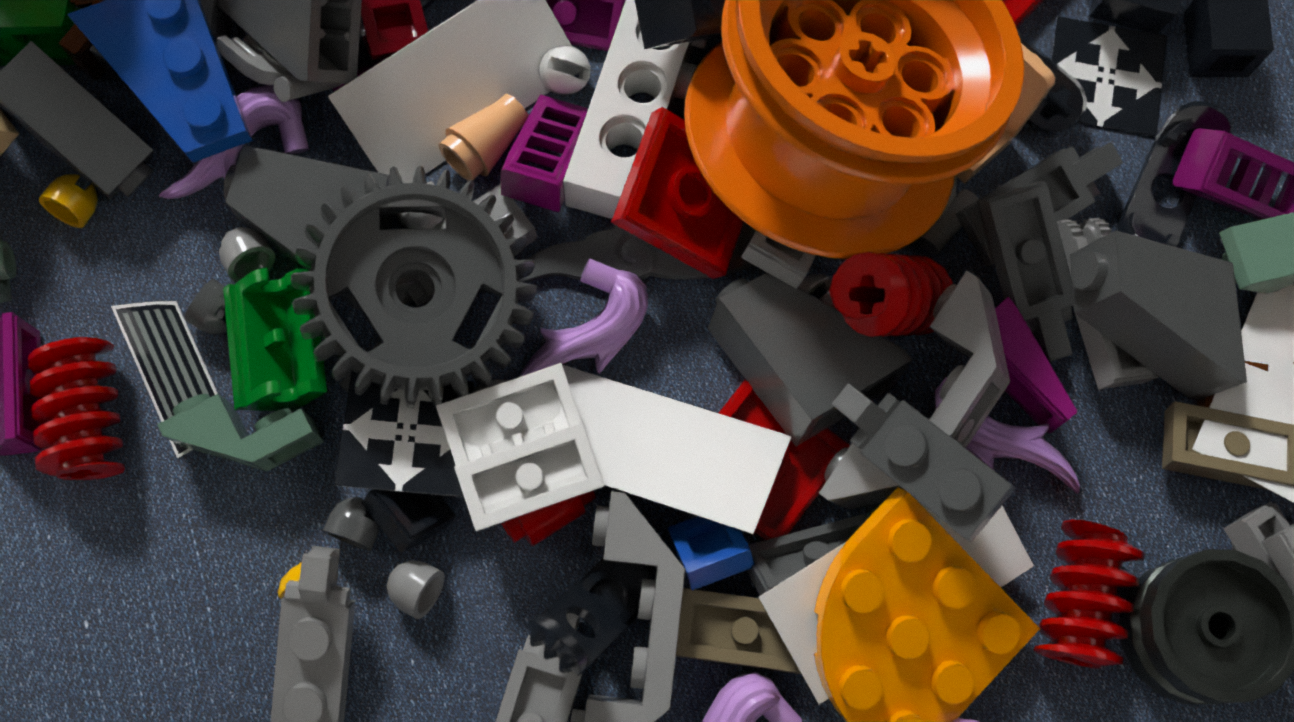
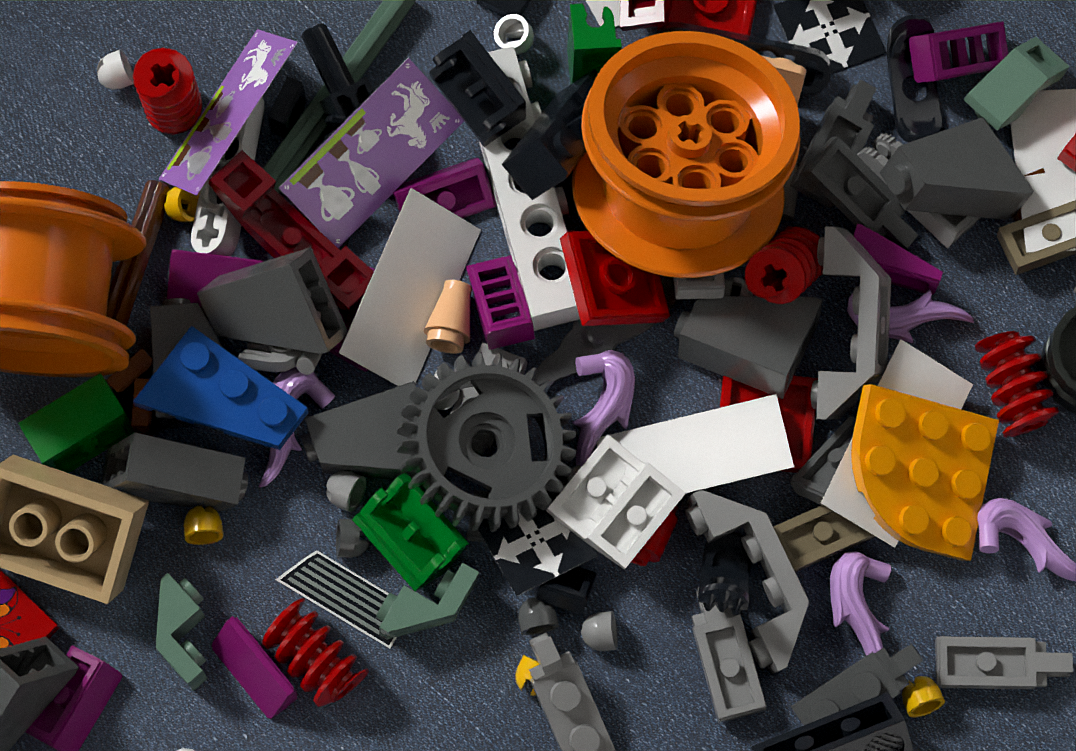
camera: 30 degrees left, 0 degrees up
(561, 82) = (468, 229): white hinge -> none
(709, 550) = (771, 494): blue plate -> none
(925, 461) = (870, 359): dark grey hinge -> none

